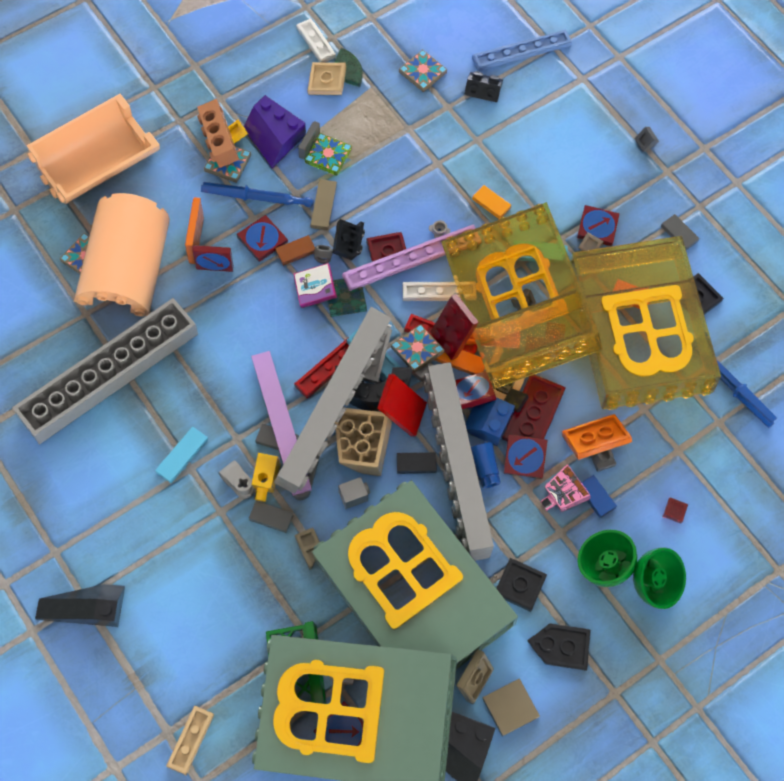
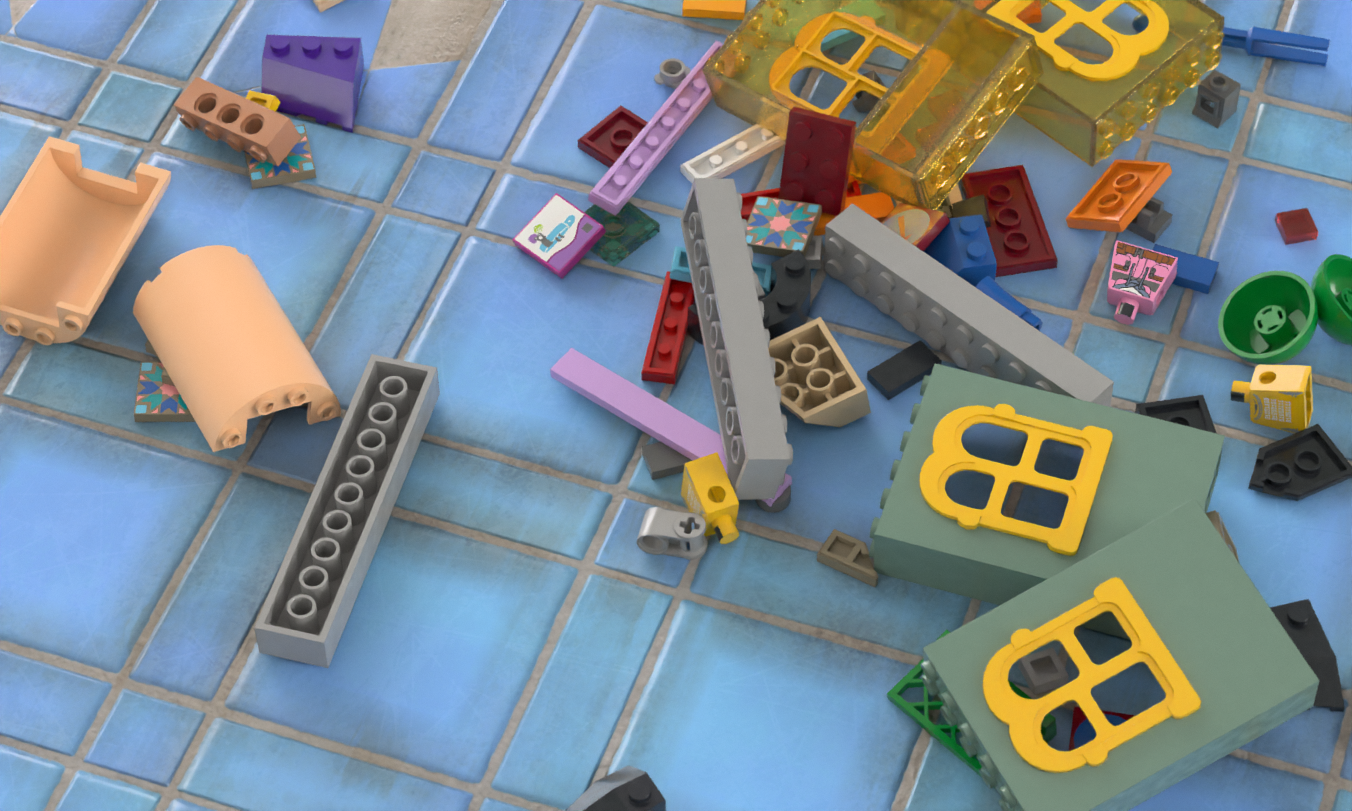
camera: 30 degrees left, 15 degrees down
(181, 455) = (558, 555): medium azure tile -> none
(194, 228) = (319, 259): orange tile -> none
(213, 258) = (381, 278): tile -> none
(254, 194) = (349, 177): blue piece -> none
(262, 238) = (422, 223): tile -> none
(271, 516) = (761, 553): dark grey tile -> none
(295, 250) = (487, 211): dark orange tile -> none
(309, 139) = (380, 63): dark grey tile -> none
(323, 204) = (475, 133): dark tan tile -> none
(323, 251) = (534, 187): dark grey tile -> none
(328, 154) = (422, 68): tile -> none
(348, 239) = (556, 152): black bracket -> none
(353, 492) = (852, 452): light grey brick -> none
(402, 405) = (827, 300): red tile -> none
(511, 707) = (1300, 573): dark tan tile -> none
(525, 456) = (1046, 273): tile -> none
(579, 603) = (1278, 396): none -> yellow torso
(692, 413) = (1216, 98): none -> dark grey window

